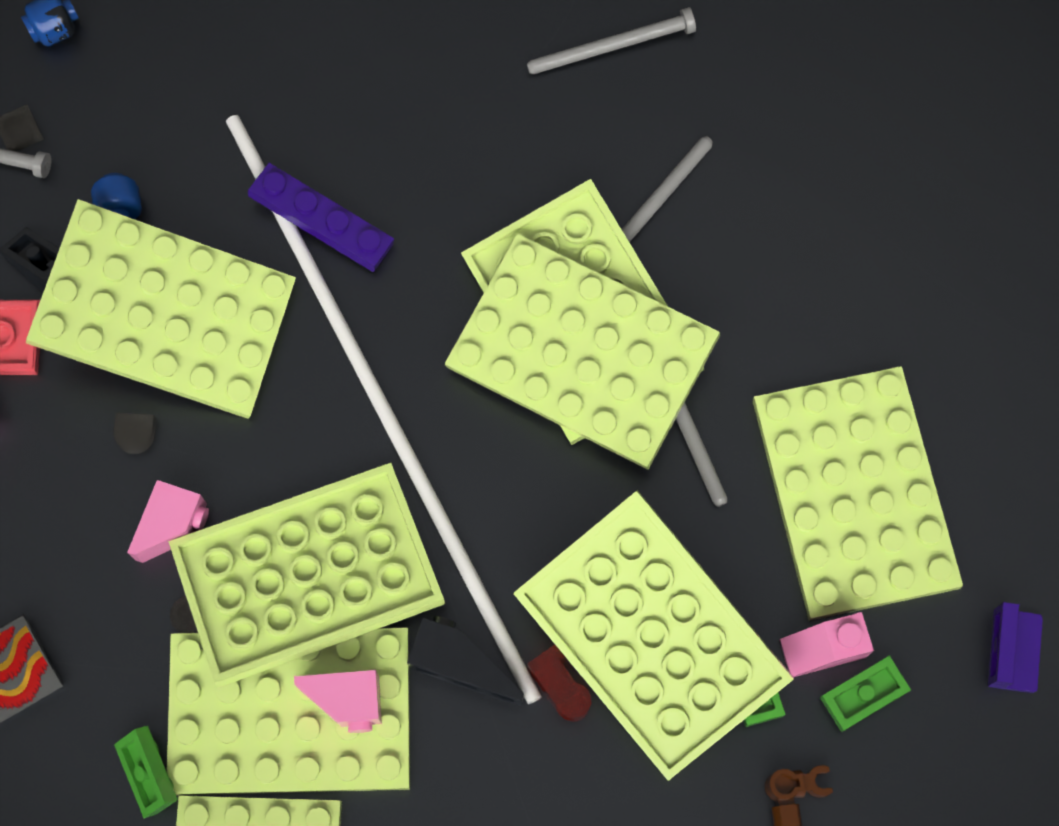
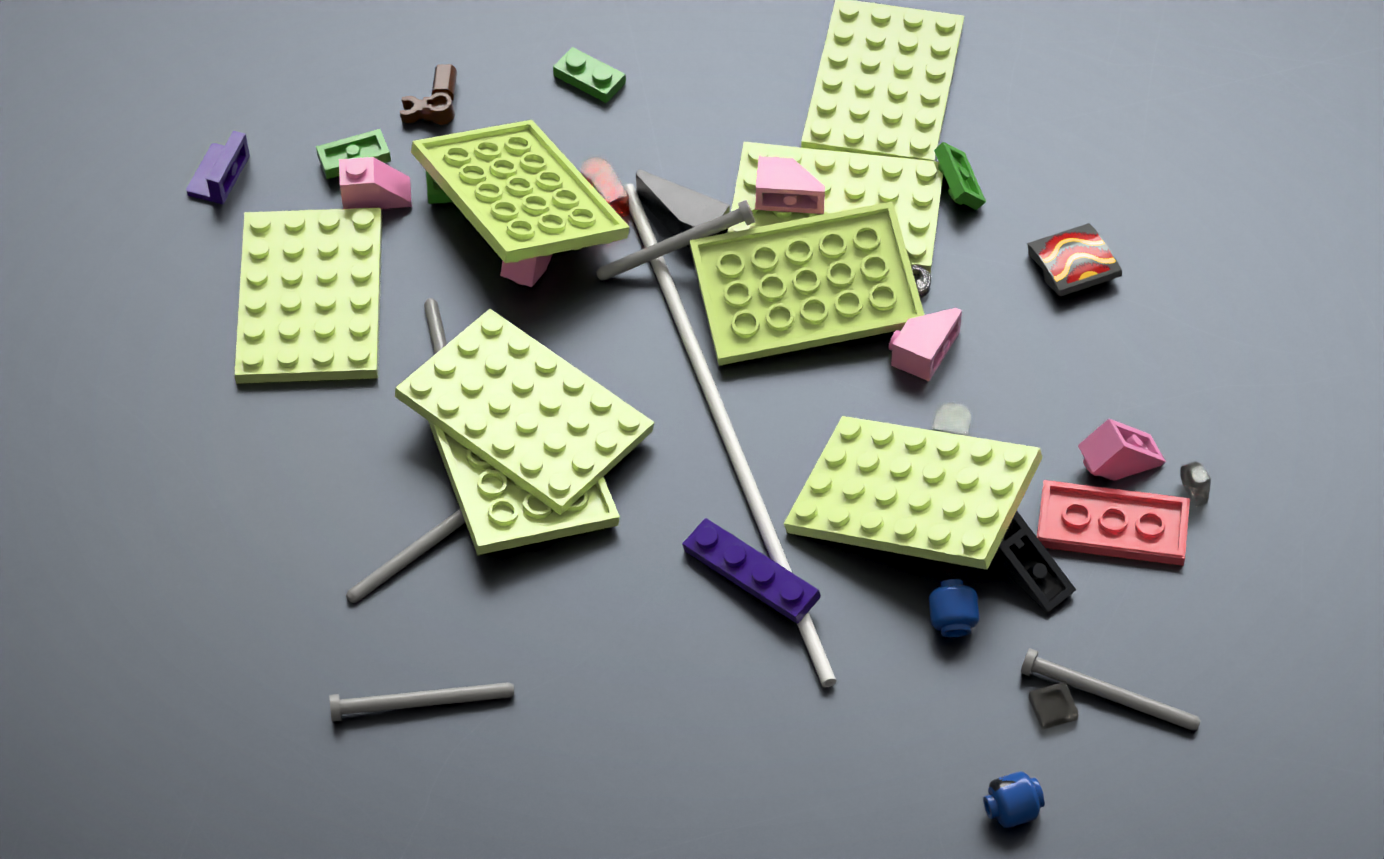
camera: 170 degrees left, 20 degrees down
(384, 630) = (678, 241): none -> light grey bar

